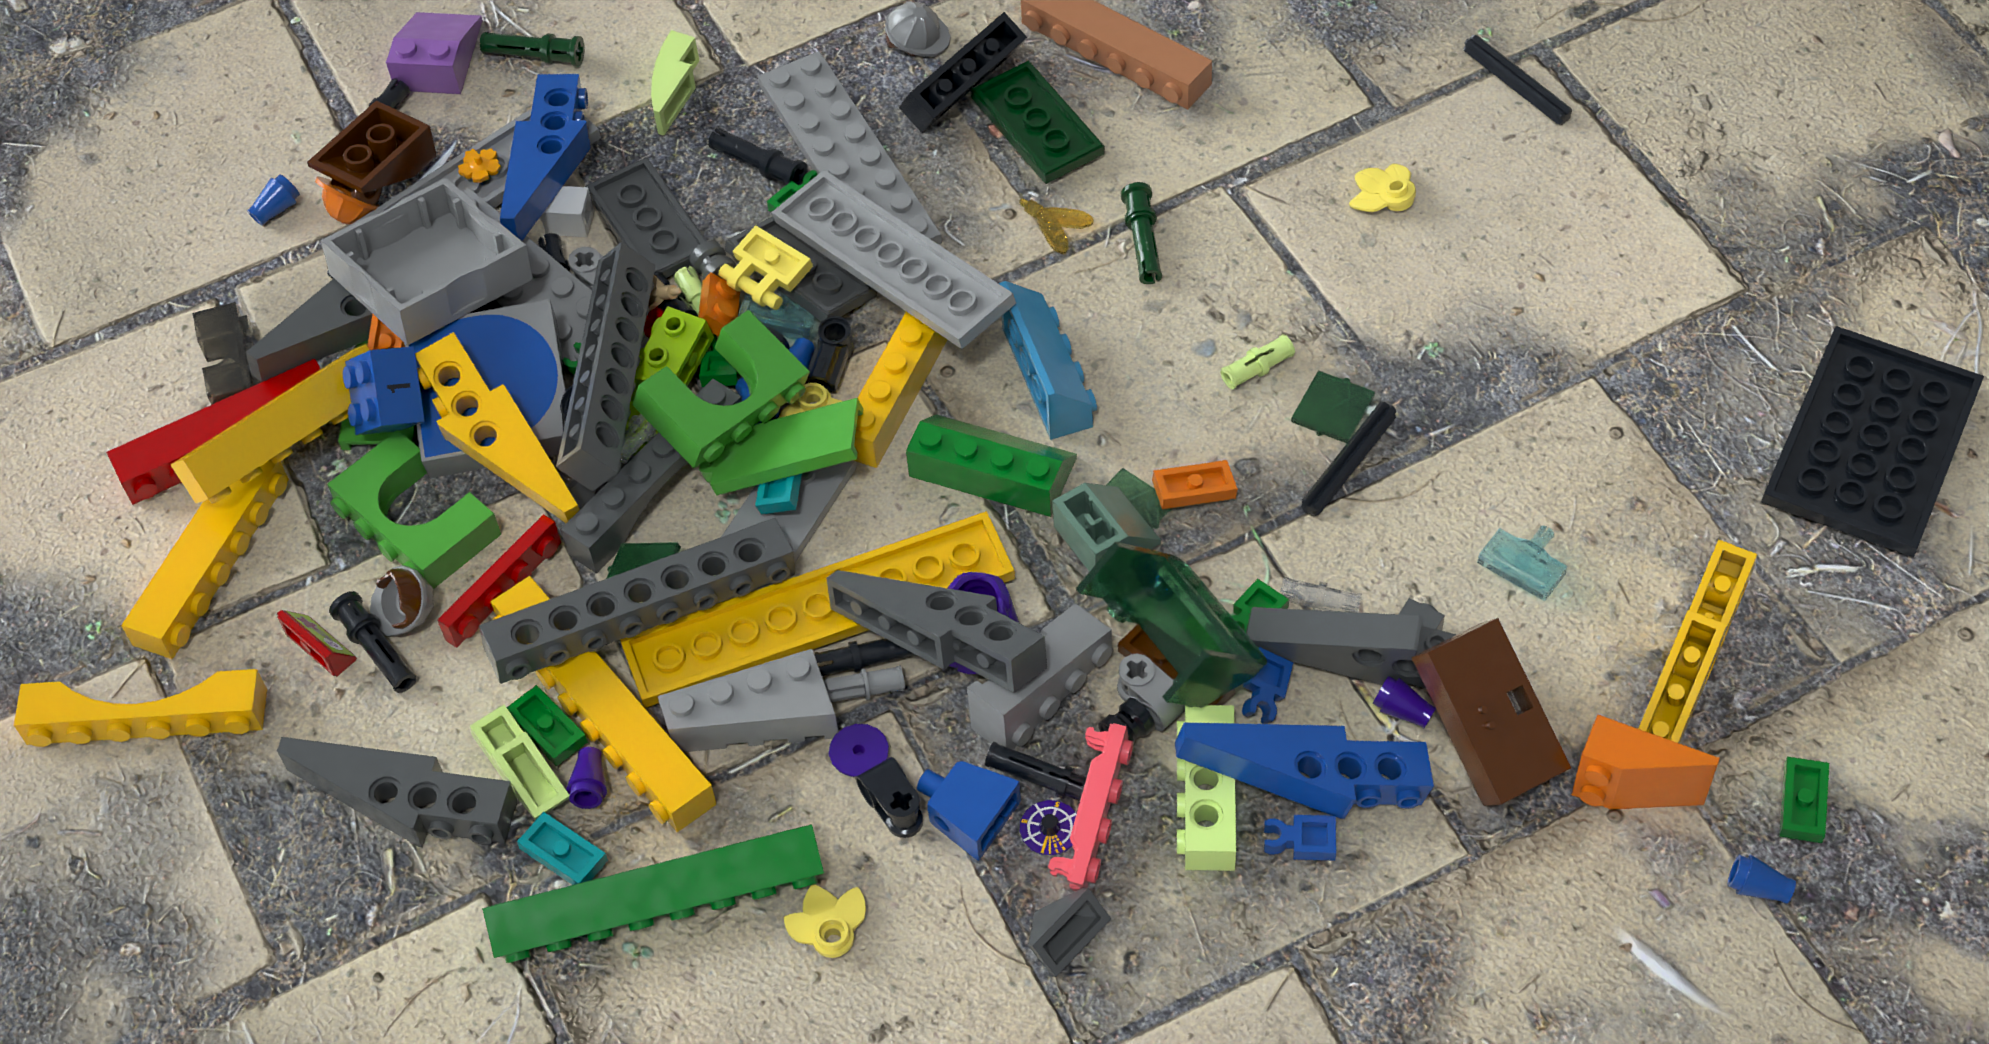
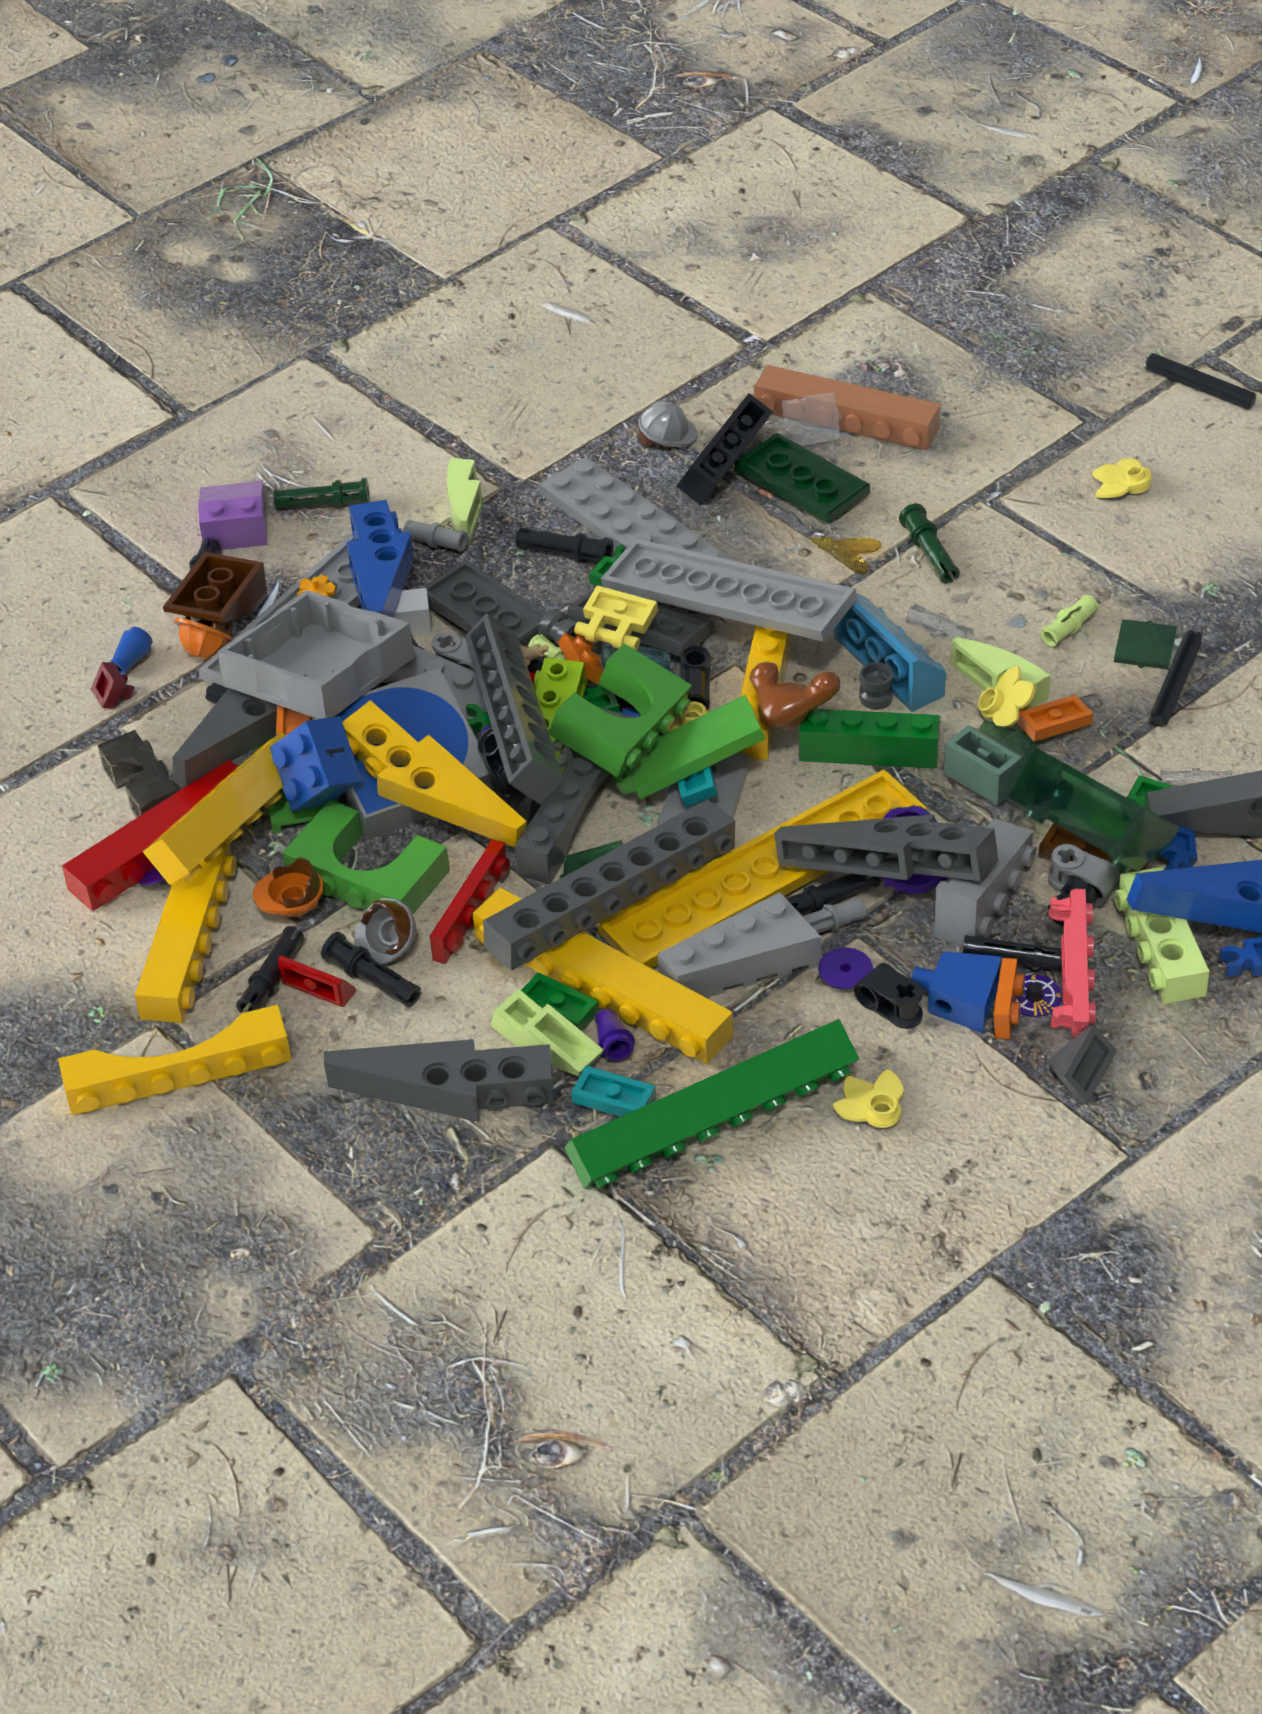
camera: 15 degrees left, 10 degrees down
(240, 239) = (110, 686): none -> dark red tile
(262, 632) = (264, 981): none -> black pin
(320, 530) = (289, 889): none -> orange piece
(629, 119) = (436, 535): none -> light grey pin
(901, 416) = (789, 703): none -> dark orange head
(1006, 841) = (1006, 1008): none -> orange plate
(1018, 403) = (876, 685): none -> dark grey wheel
(1069, 53) = (812, 420): none -> clear piece
(1116, 339) = (937, 624): none -> clear pin
(1147, 451) = (1006, 699): none -> light yellow plate
(1158, 415) = (987, 663): none -> yellowish green slope

